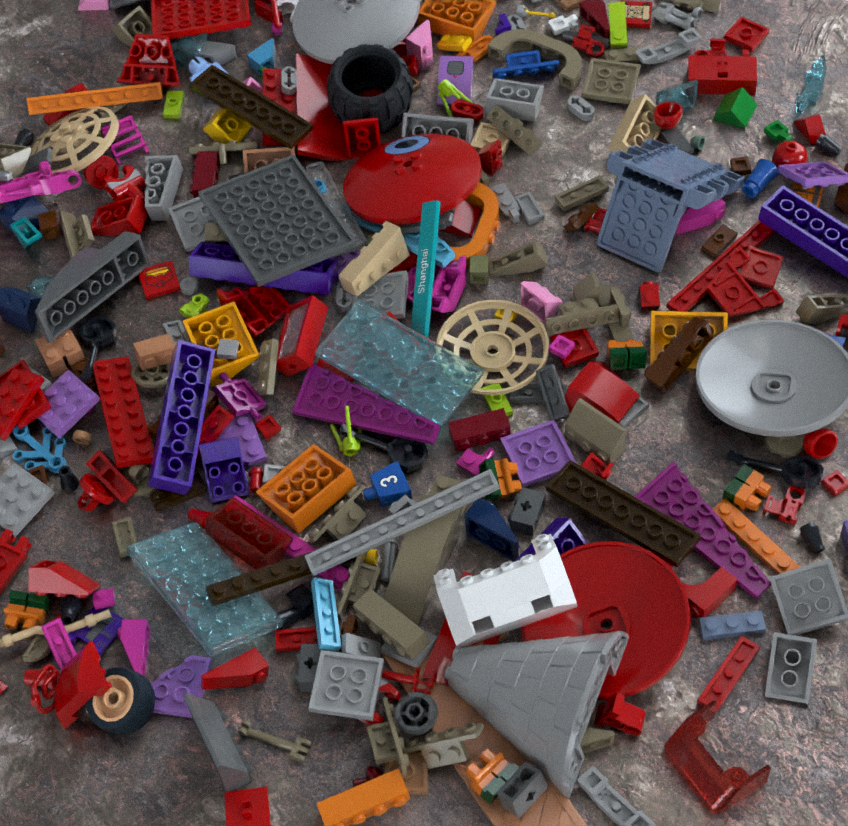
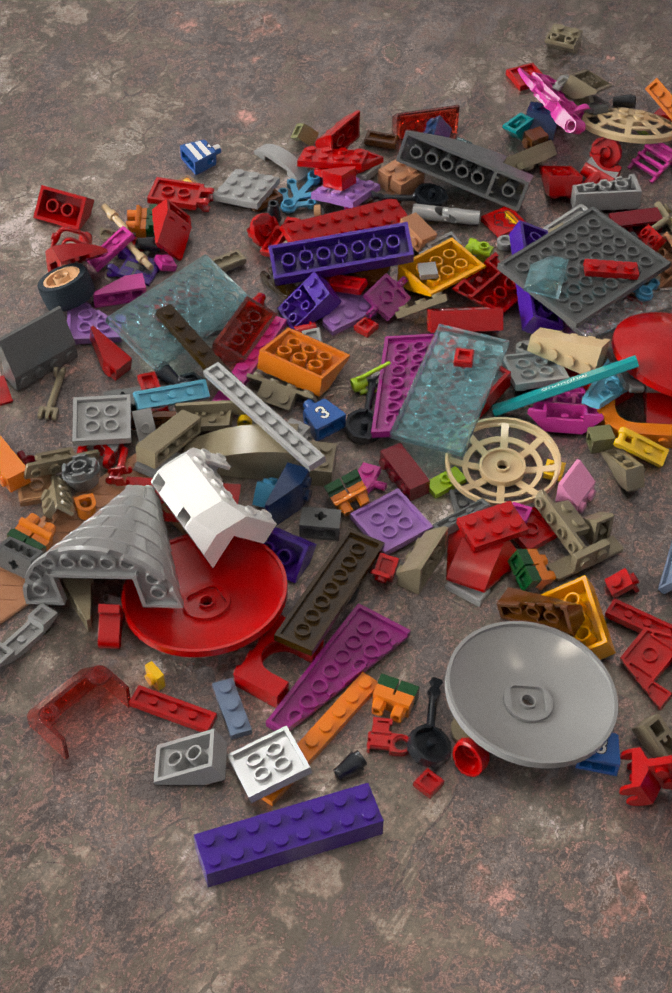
camera: 70 degrees right, 5 degrees down
(53, 401) = (339, 178): none -> red slope
(136, 317) = (452, 215): none -> light grey piece
(240, 165) = (652, 238): none -> red plate
(292, 198) = (611, 269): none -> red plate
(294, 245) = (547, 276): none -> clear light blue slope
(370, 340) = (464, 357): none -> red tile
(460, 716) = (85, 506): none -> orange plate
(478, 549) = (263, 491): none -> dark azure slope
(501, 241) = (641, 447): none -> yellow plate
(577, 367) = (492, 526): none -> red plate
(687, 684) = (154, 676): none -> yellow plate

